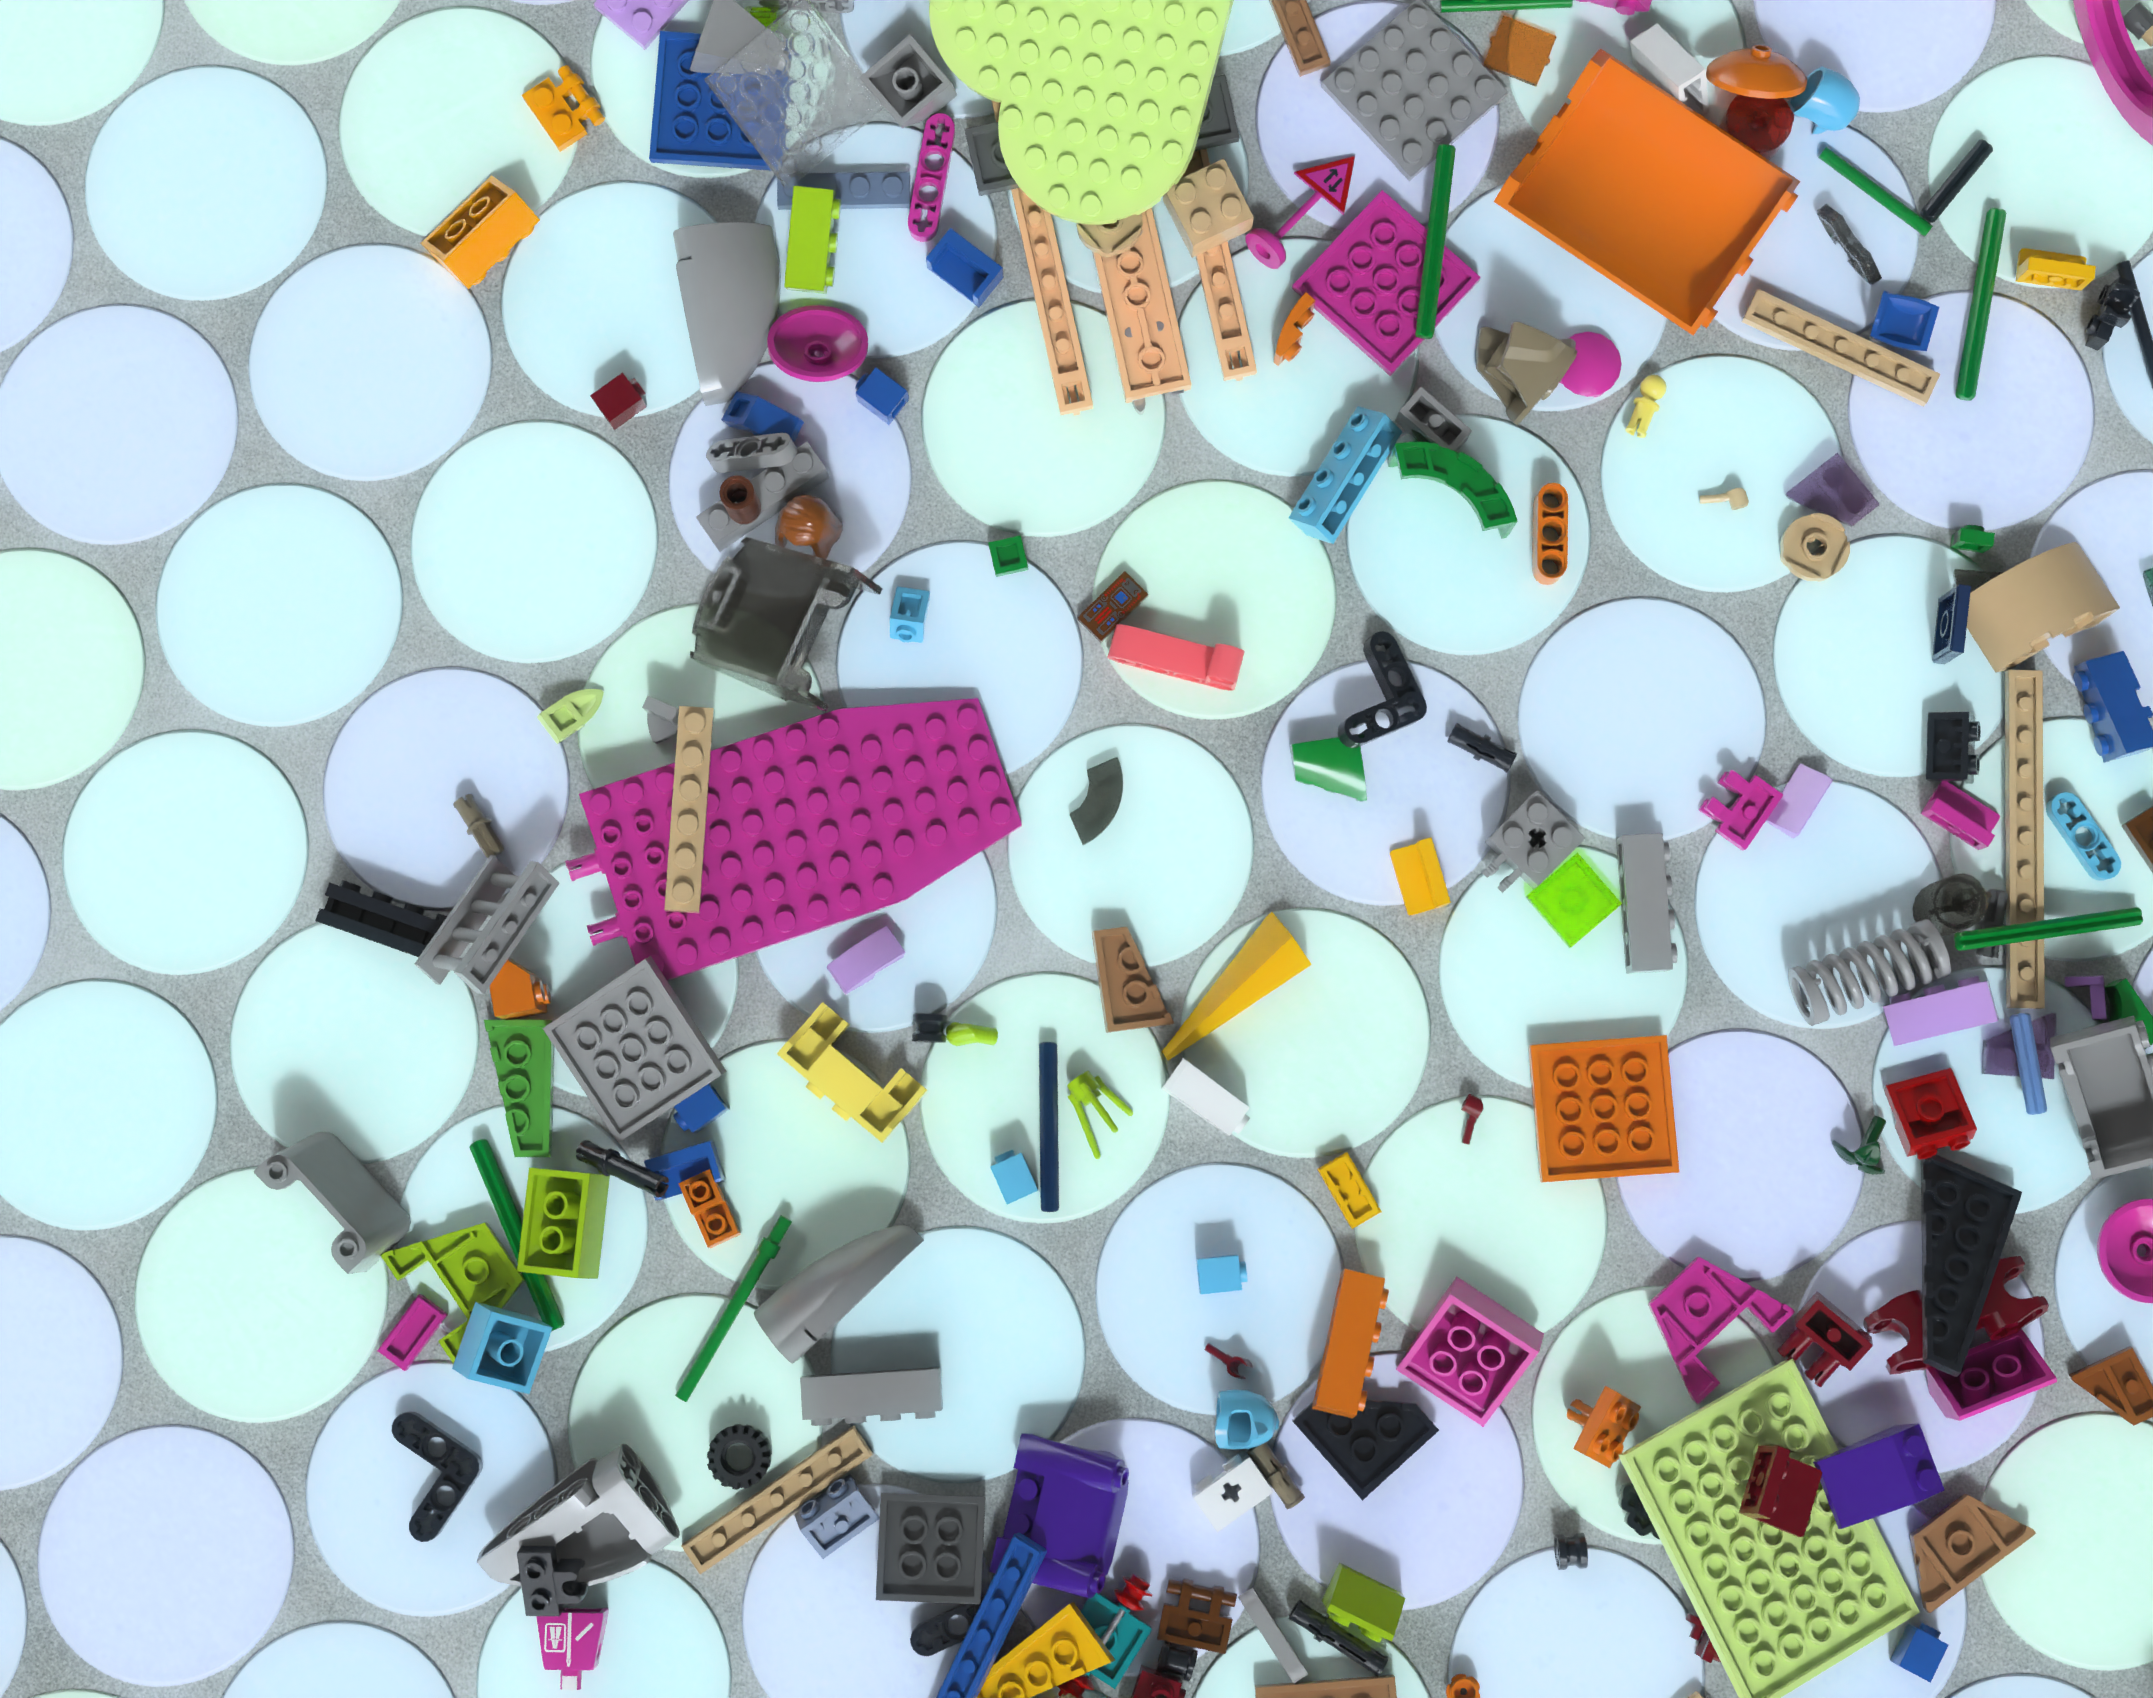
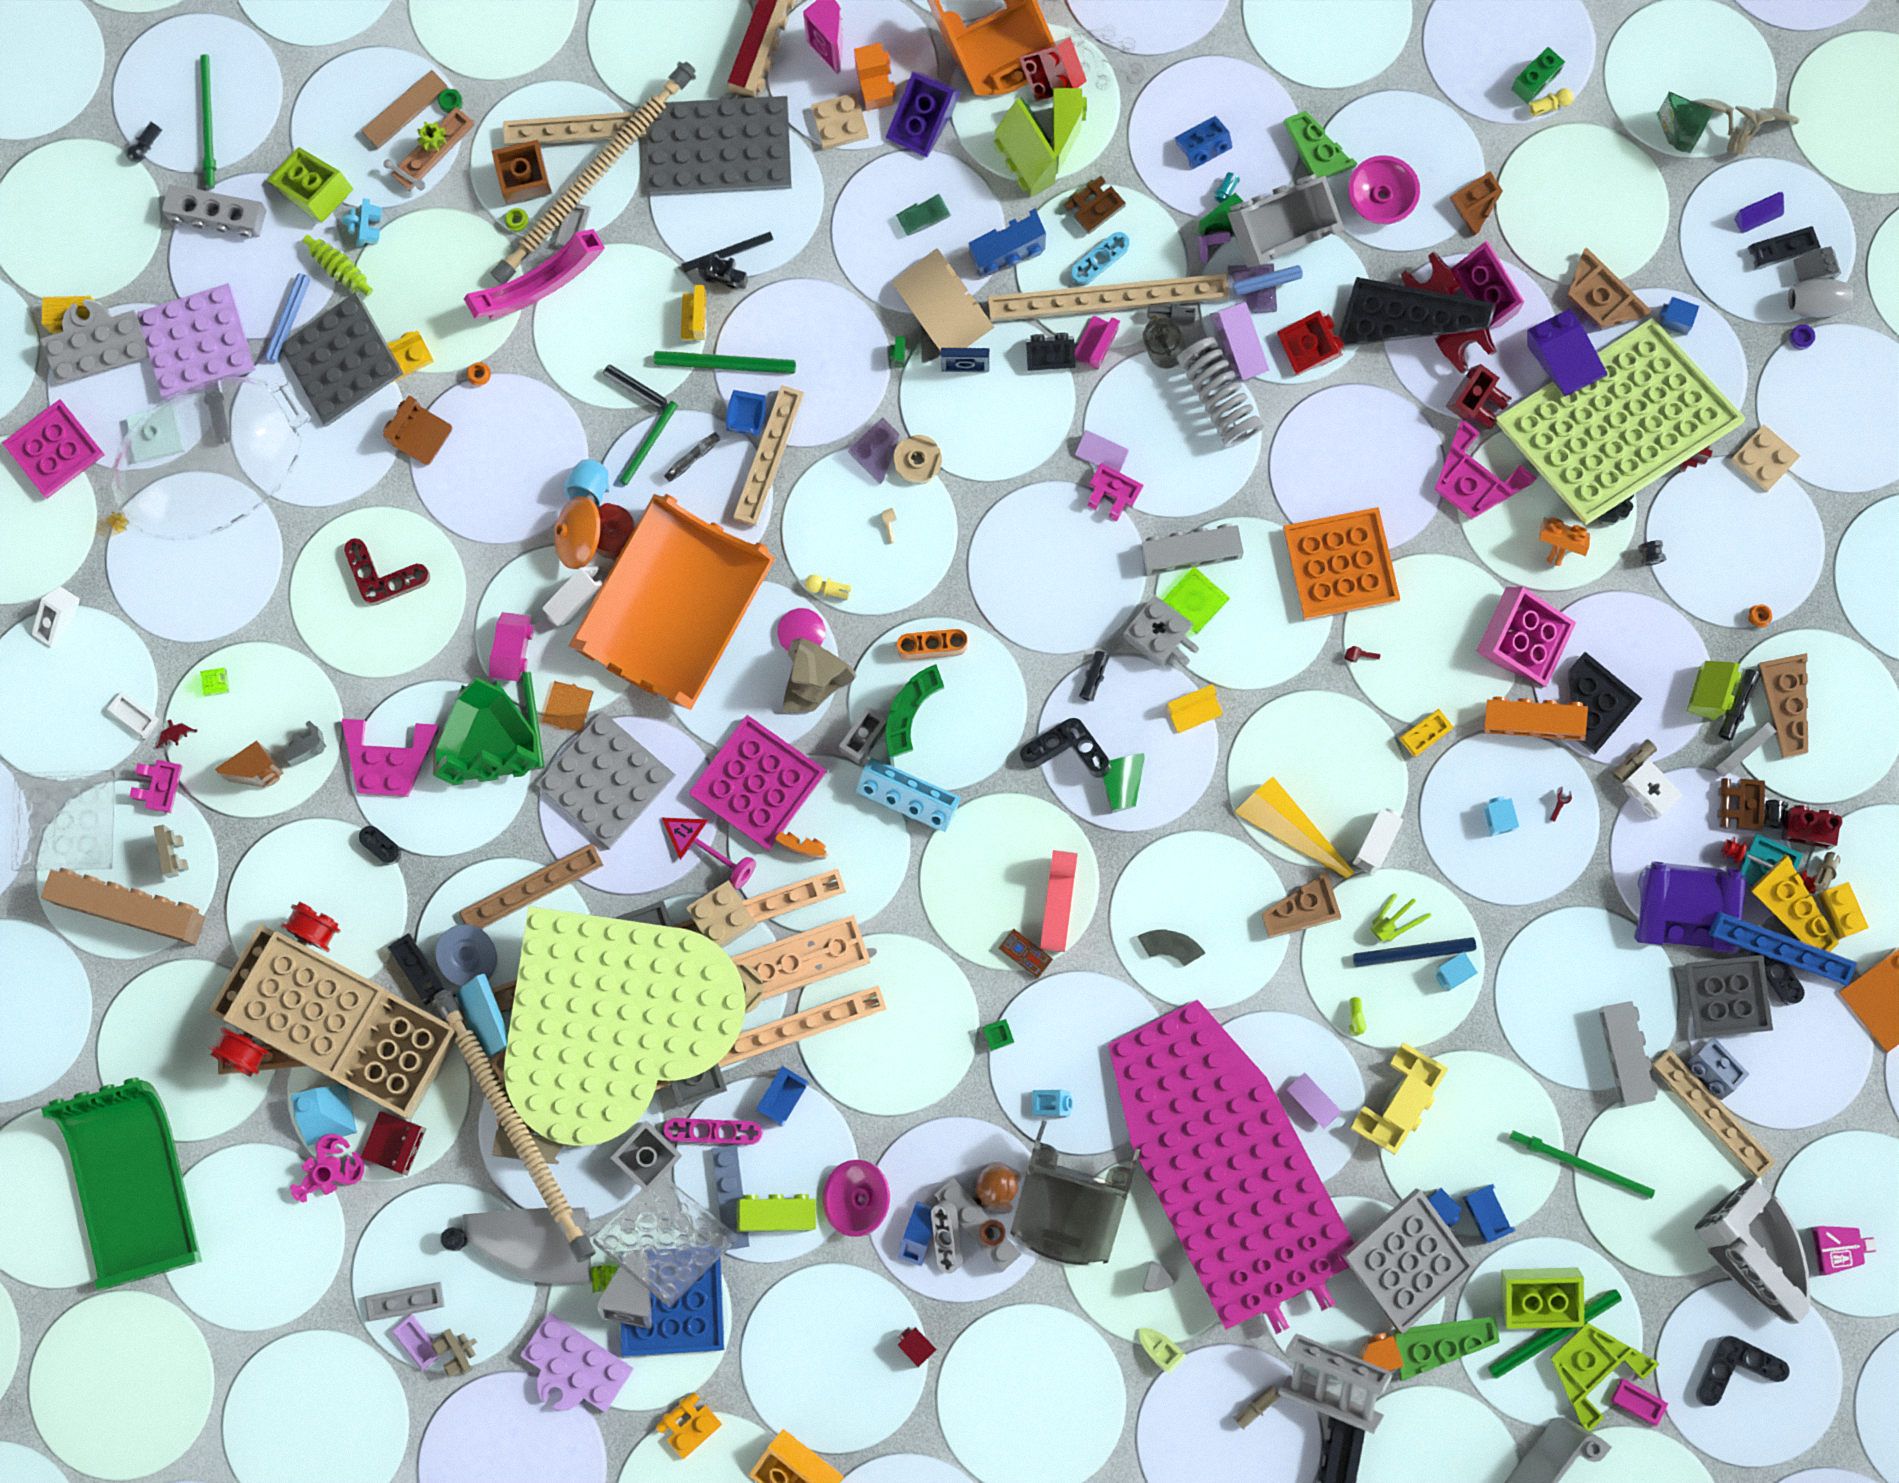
camera: 95 degrees left, 5 degrees down
(502, 1348) = (1642, 1328): medium azure brick -> none
(548, 1582) = (1804, 1266): black plate -> none
(611, 1163) = (1493, 1267): black pin -> none
(689, 809) = (1226, 1243): tan plate -> none
(709, 1208) = (1513, 1191): orange slope -> none
(723, 1471) = (1698, 1133): black tyre -> none
(728, 299) = (830, 1272): light grey panel -> none
(830, 1288) = (1559, 1090): light grey panel -> none
(881, 395) = (888, 1146): blue brick -> none
(929, 1028) = (1357, 1047): black wheel -> none
(1244, 1420) = (1601, 787): medium azure piece -> none
(1435, 241) = (725, 749): green axle -> none
(1780, 1490) = (1590, 415): dark red bracket -> none
(1869, 1151) = (1346, 381): dark green plant -> none
(2048, 928) = (1171, 275): green axle -> none

